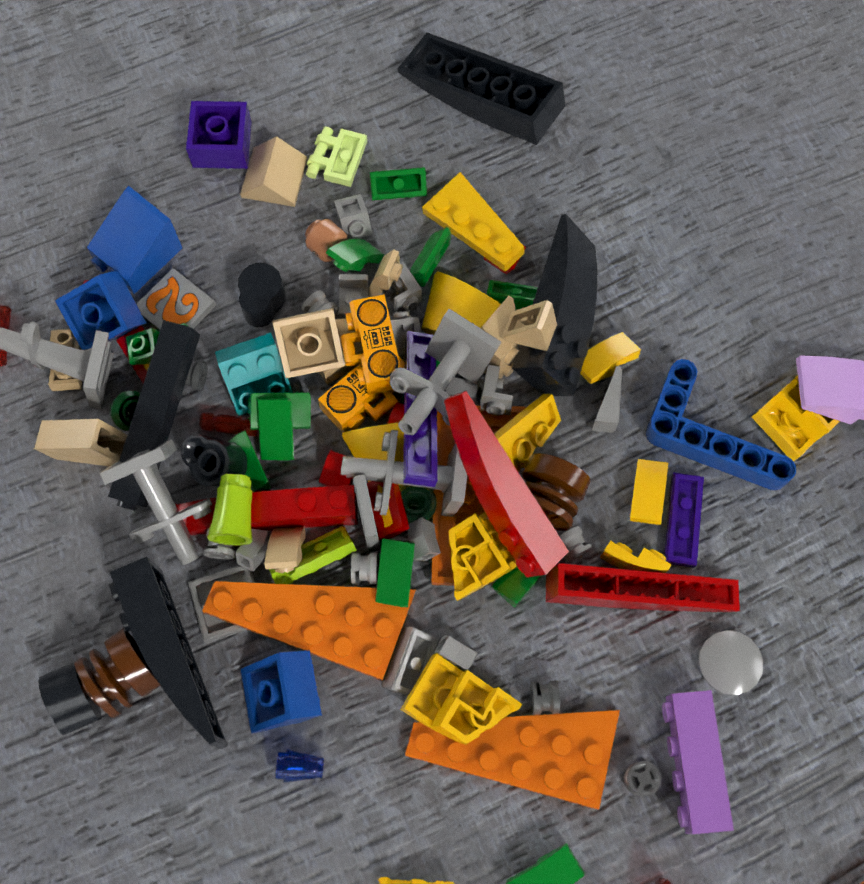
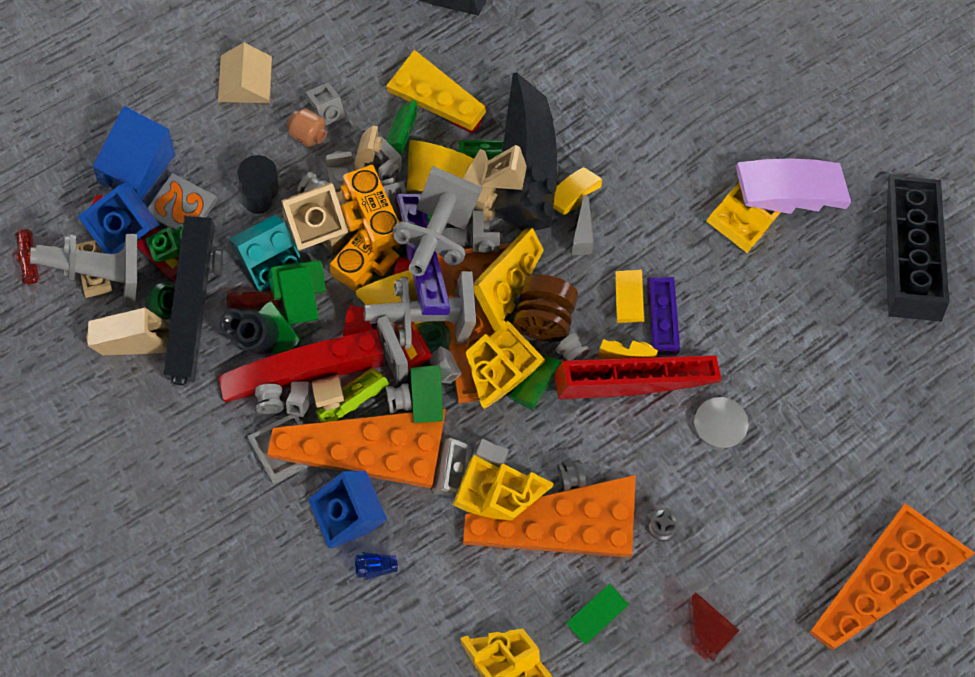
camera: 15 degrees left, 5 degrees down
(67, 700) = (168, 543): black piece -> none
(112, 677) = (213, 509): reddish brown wheel -> none
(147, 475) = (213, 369): light grey piece -> none
(164, 644) = (242, 486): black slope -> none
(219, 134) = (189, 48): dark purple brick -> none
(232, 511) = (278, 367): lime plant -> none
(344, 159) = (307, 53): yellowish green plate -> none
(354, 254) = (335, 136): green slope -> none
(398, 183) = (360, 68): green slope -> none
(502, 491) = (506, 308): slope -> none
(698, 763) = (705, 501): medium lavender brick -> none
(708, 437) = (673, 243): blue beam -> none

